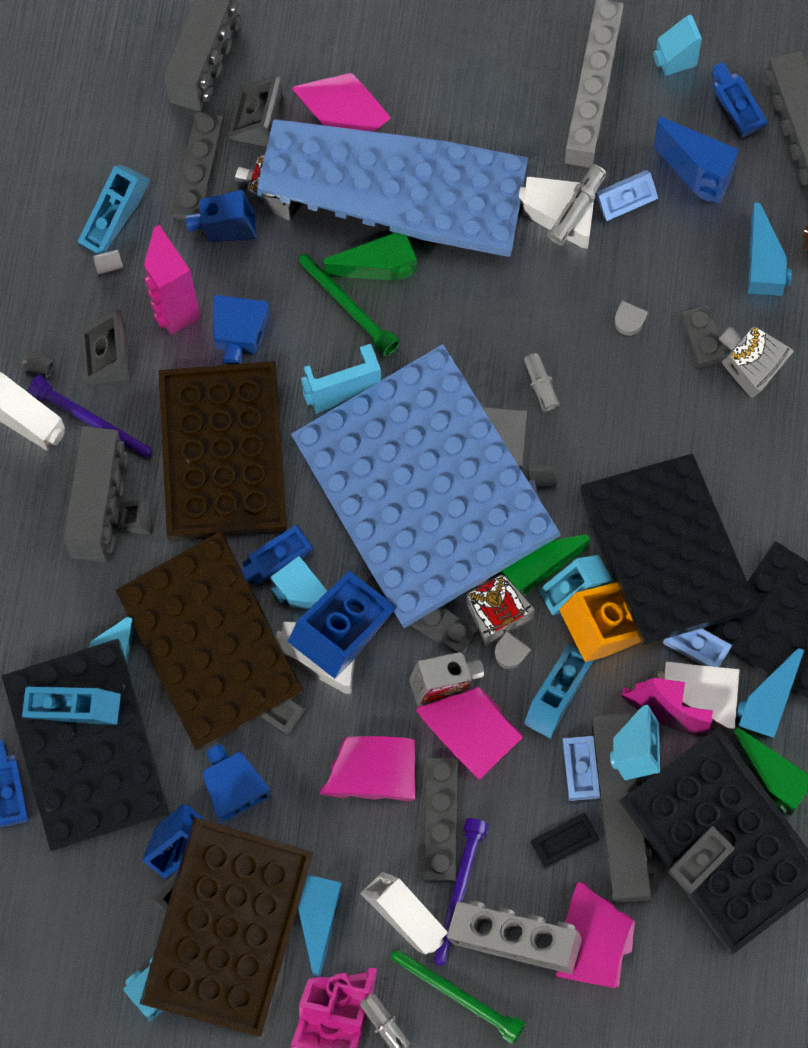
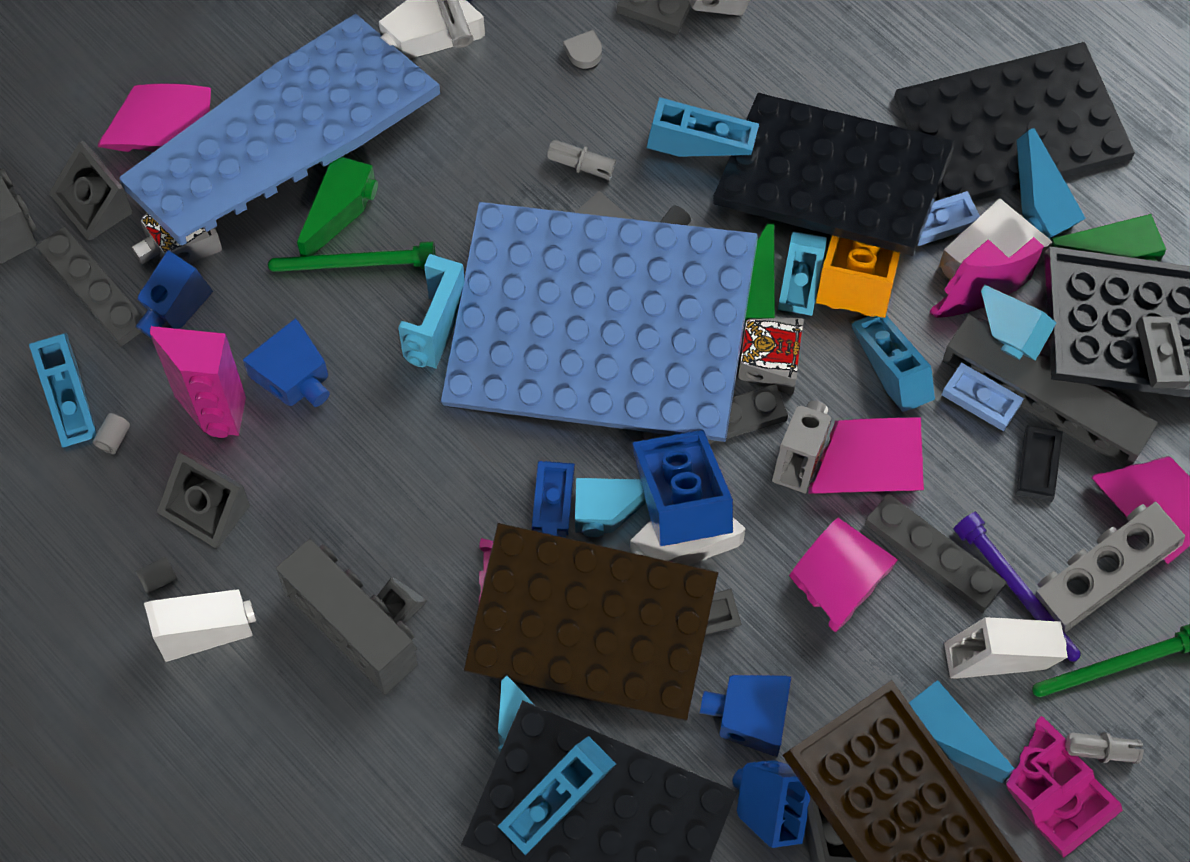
camera: 55 degrees left, 5 degrees down
(42, 390) = (189, 587): dark purple piece -> none
(222, 450) = (401, 473): dark brown plate -> none
(510, 652) = (818, 374): light grey tile -> none
(621, 438) = (699, 132): none -> dark azure slope

